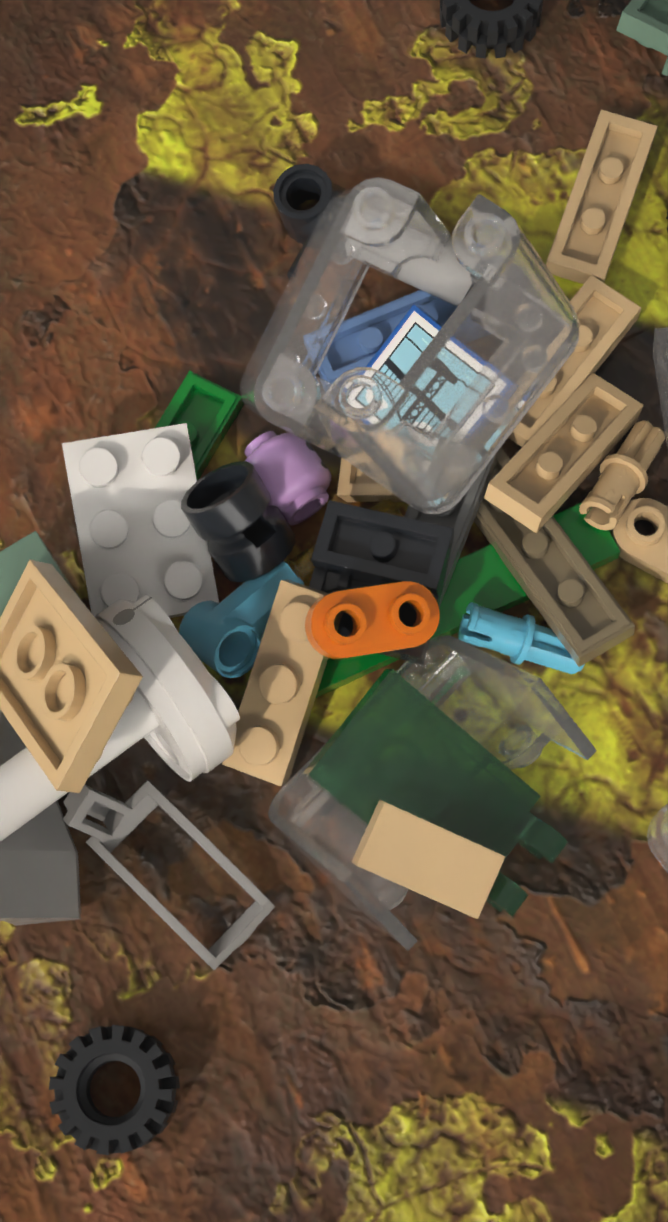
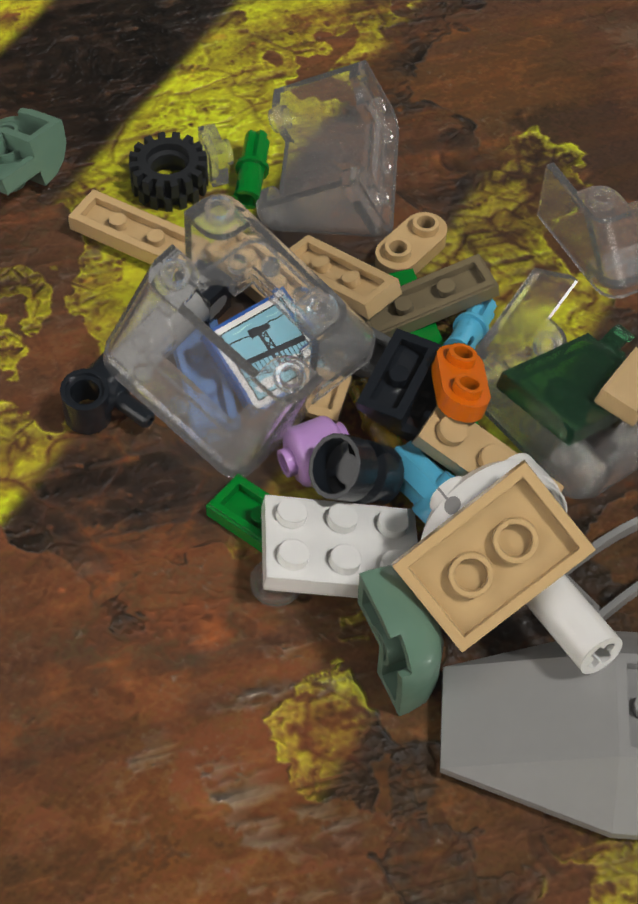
camera: 90 degrees left, 20 degrees down
(622, 476) = (364, 251): tan axle -> none

